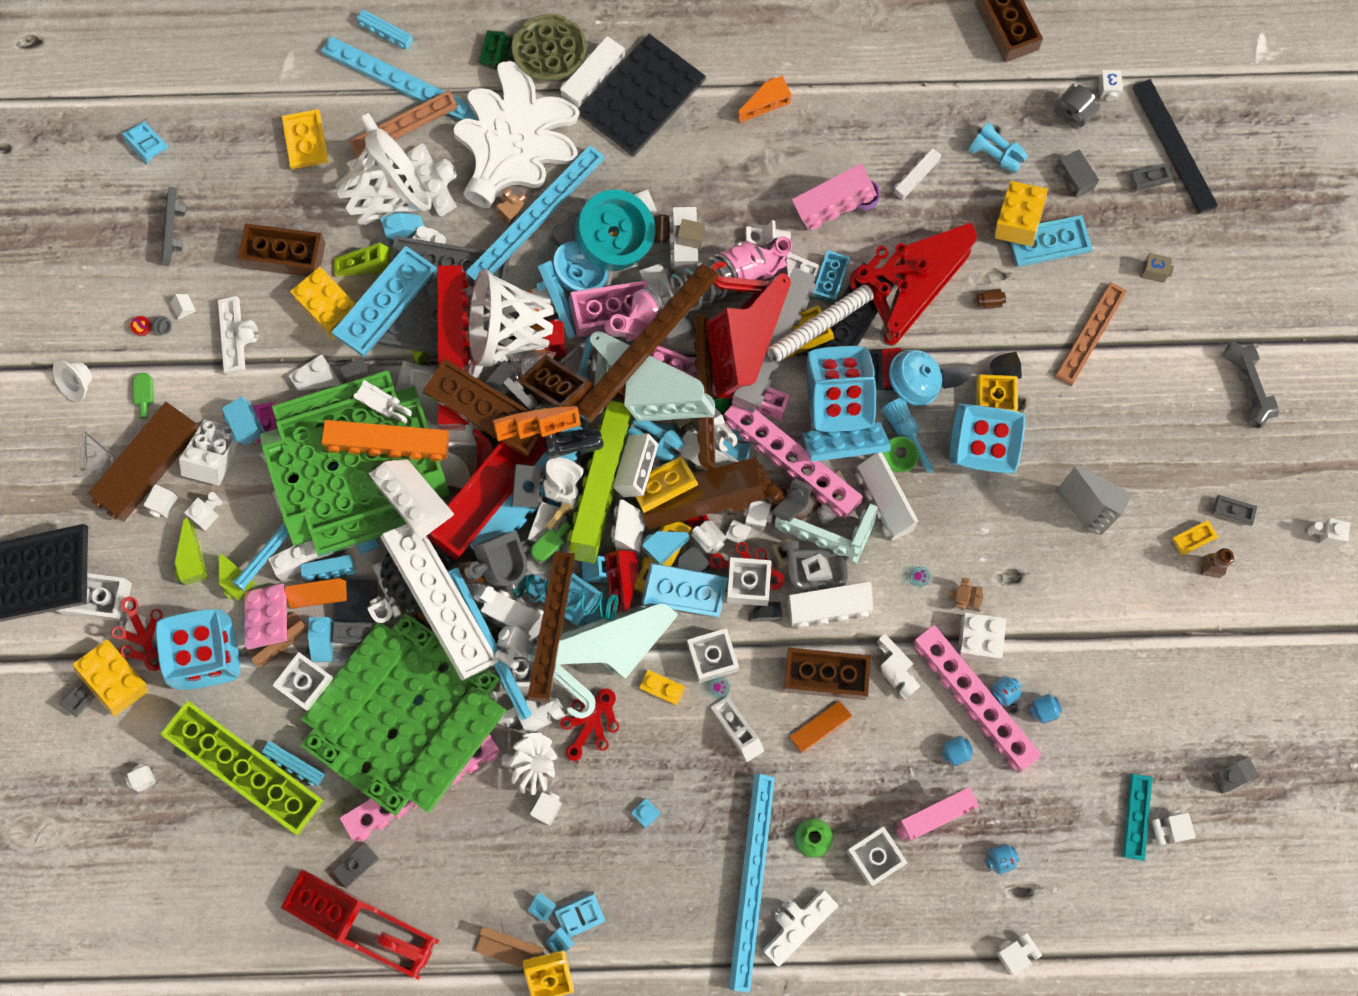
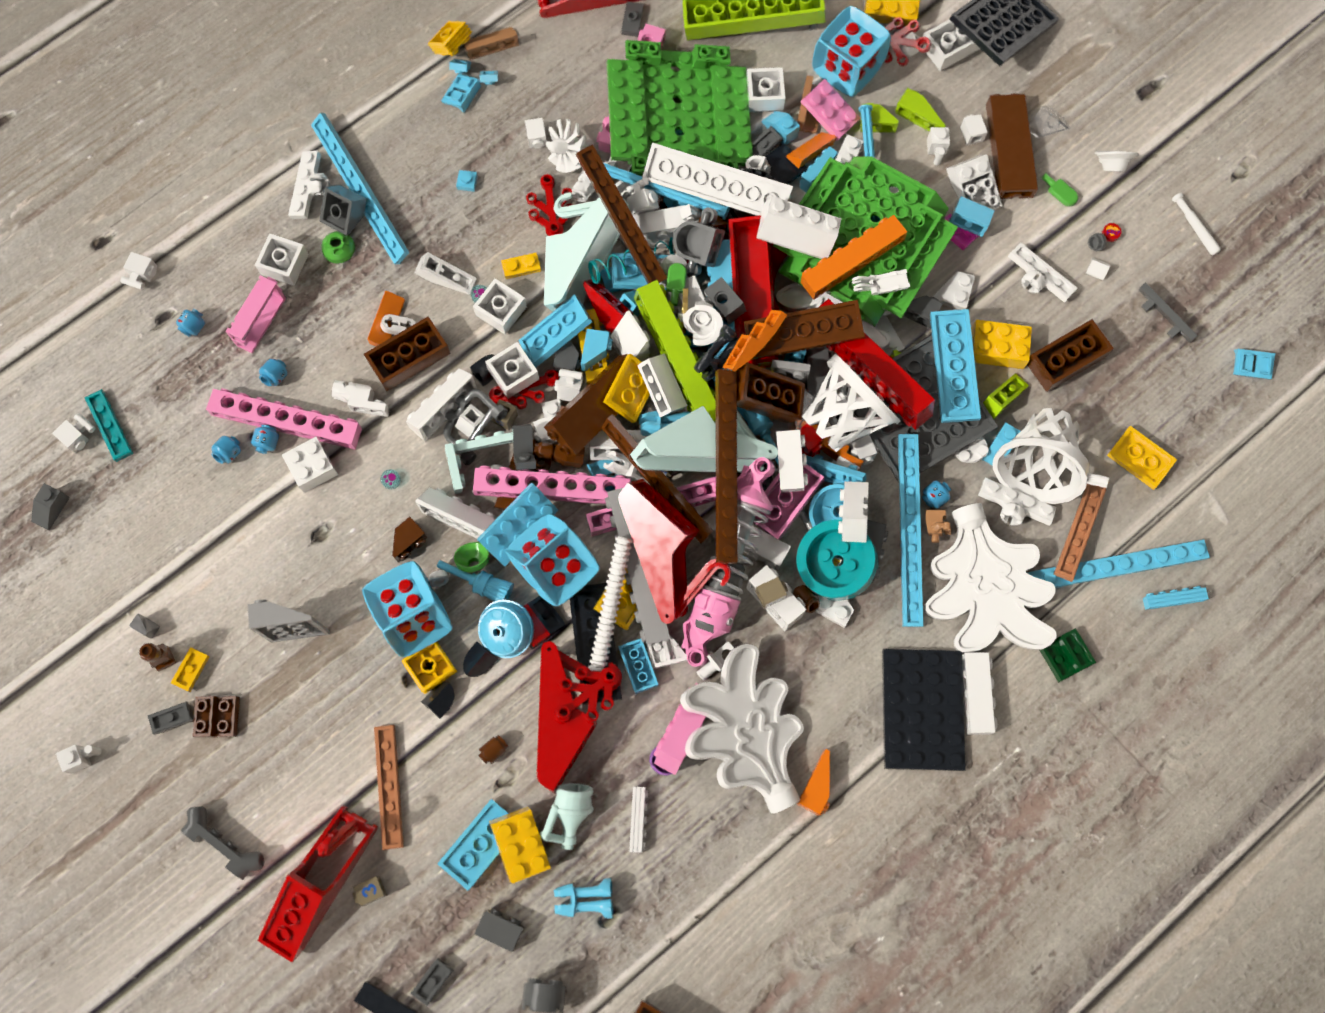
camera: 140 degrees right, 0 degrees up
(67, 276) = (1206, 238): none -> white piece
(293, 764) = (736, 42): medium azure piece -> none
(488, 229) = (936, 494): none -> dark azure head
(554, 34) = (1049, 678): olive brick -> none
(574, 241) = (854, 511): none -> white wedge
(587, 319) = (791, 461): none -> white brick
(784, 868) = (342, 209): none -> dark grey slope
(787, 161) = (746, 729): none -> white plant
(812, 713) = (398, 323): none -> white beam
(939, 459) = (438, 578): none -> white tile
(941, 512) = (406, 539): none -> reddish brown slope
(963, 209) = (572, 808): none -> light aqua piece
(968, 596) = (341, 488): medium nougat piece -> none
(1195, 486) = (216, 716): none -> reddish brown slope
(1212, 602) = (144, 626): none -> flat silver slope
(1225, 283) = (301, 904): none -> red piece

